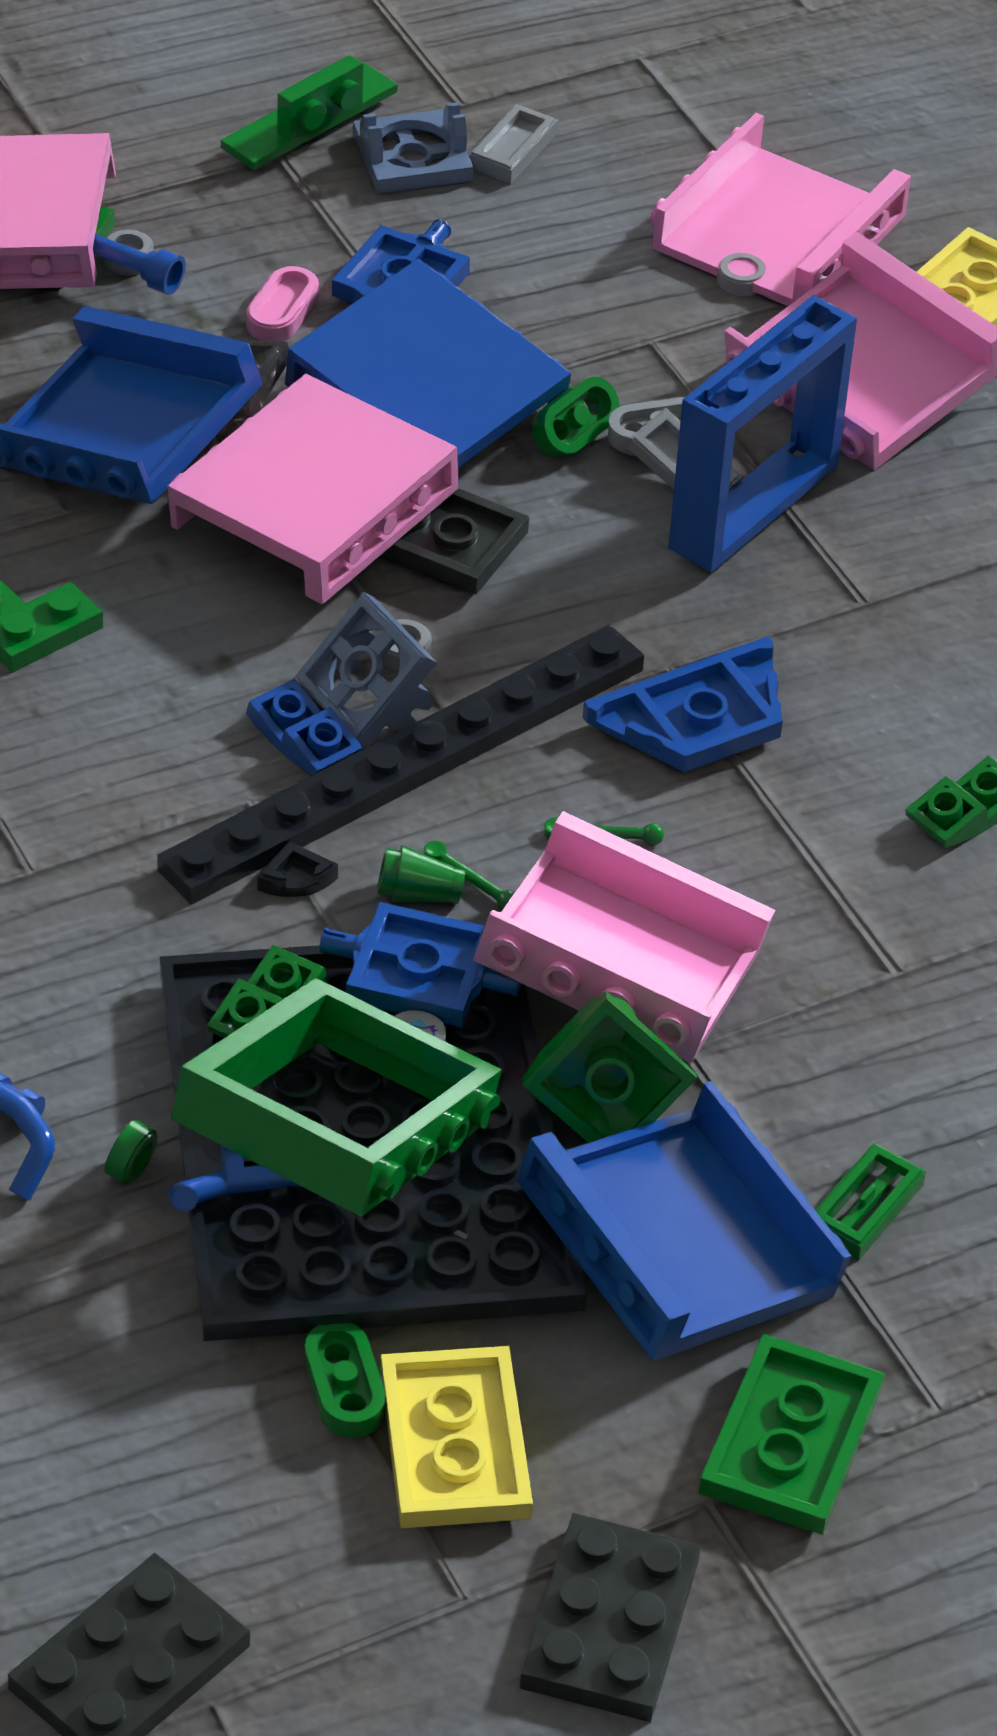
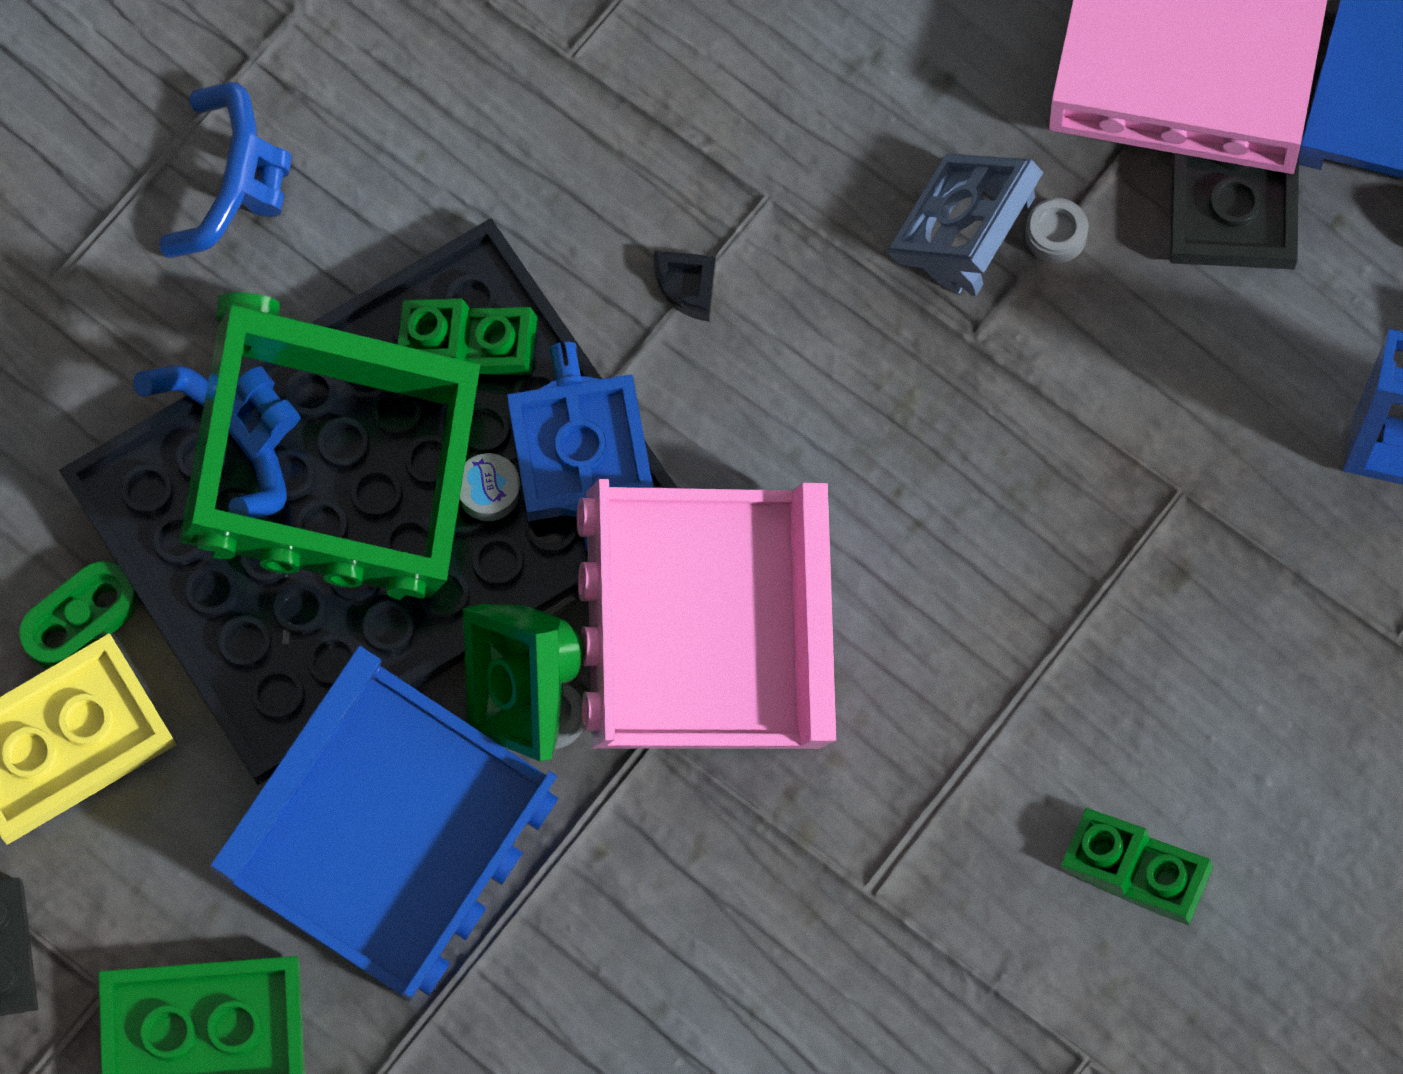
camera: 70 degrees right, 25 degrees up
(300, 729) = (878, 197): blue slope -> none
(399, 763) = (898, 310): black plate -> none
(418, 878) = (727, 392): green cone -> none
(438, 851) = (787, 394): green hinge -> none
(651, 833) = (881, 489): green hinge -> none
(697, 709) = (1121, 549): blue wing -> none
(864, 1238) = (530, 1008): green tile -> none

